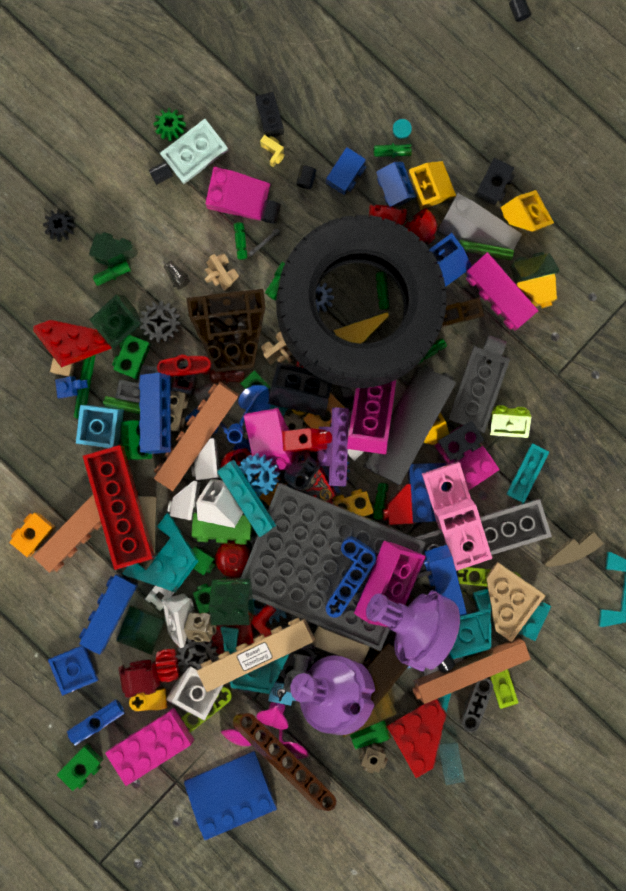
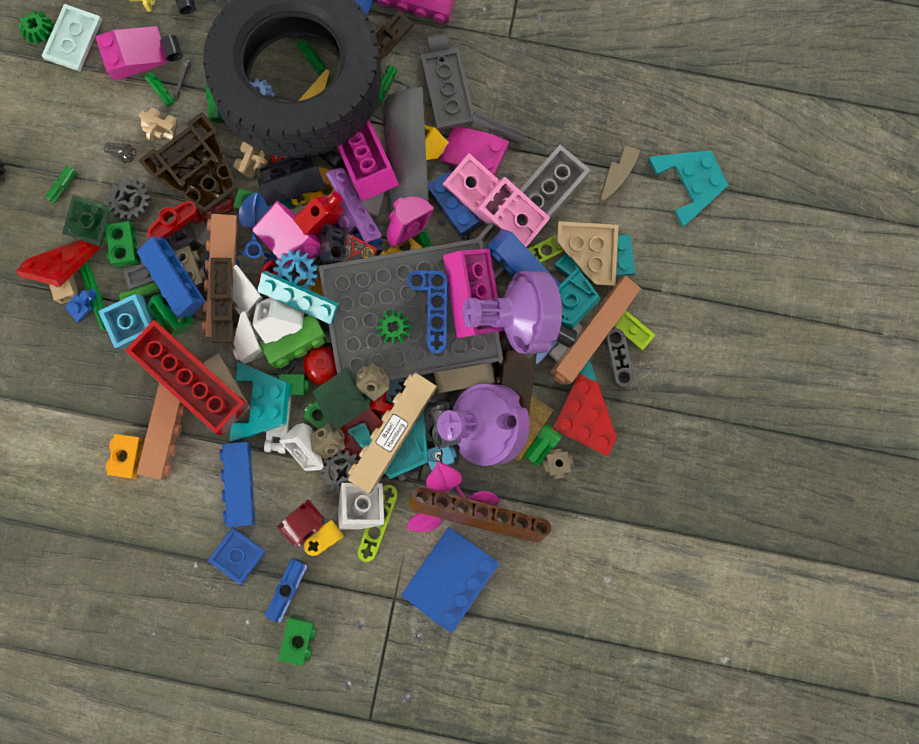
camera: 30 degrees left, 5 degrees down
(111, 251) = (46, 161): clear green slope -> none
(141, 629) = (278, 481): clear green slope -> none
(150, 746) = (349, 580): dark pink brick -> none
(160, 173) = (52, 73): black beam -> none
(167, 665) = (320, 496): red gear -> none
(184, 459) = (221, 300): none -> dark brown slope
(264, 605) = (372, 381): none -> dark tan brick
(306, 578) = (392, 319): none -> green gear
(374, 486) = (407, 219): none -> dark pink brick
(399, 508) = (442, 226): red slope -> none
(451, 763) = (631, 426): clear light blue plate -> none
(458, 437) = (455, 135): black brick -> none
(499, 450) = (498, 127): none -> dark grey axle
(510, 421) = (494, 99): bracket -> none
(527, 473) = (536, 133): teal plate -> none

